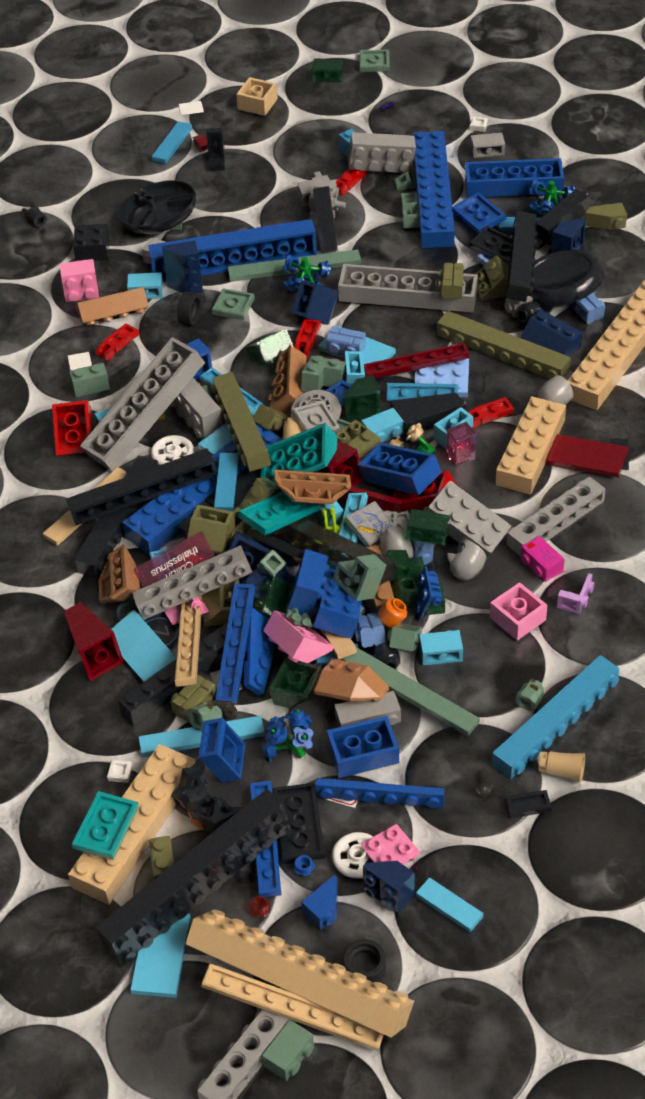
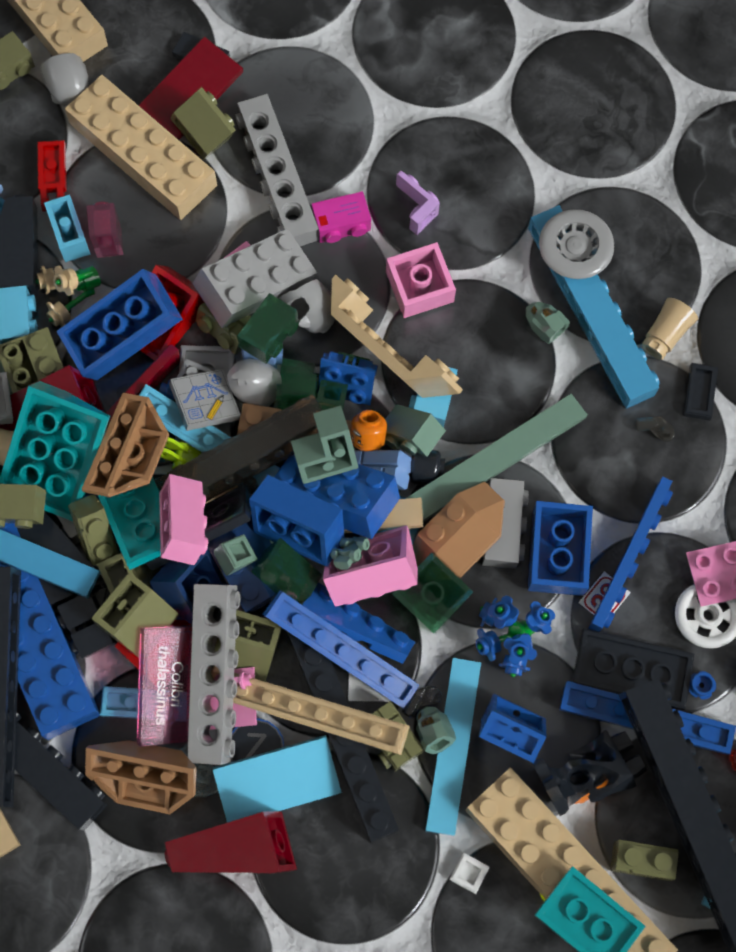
camera: 75 degrees left, 25 degrees up
(278, 523) = (182, 520): none -> bright pink brick
(465, 581) = (426, 378): none -> tan slope
(562, 464) = (203, 123): none -> olive slope
(591, 687) = (575, 247): none -> light grey wheel

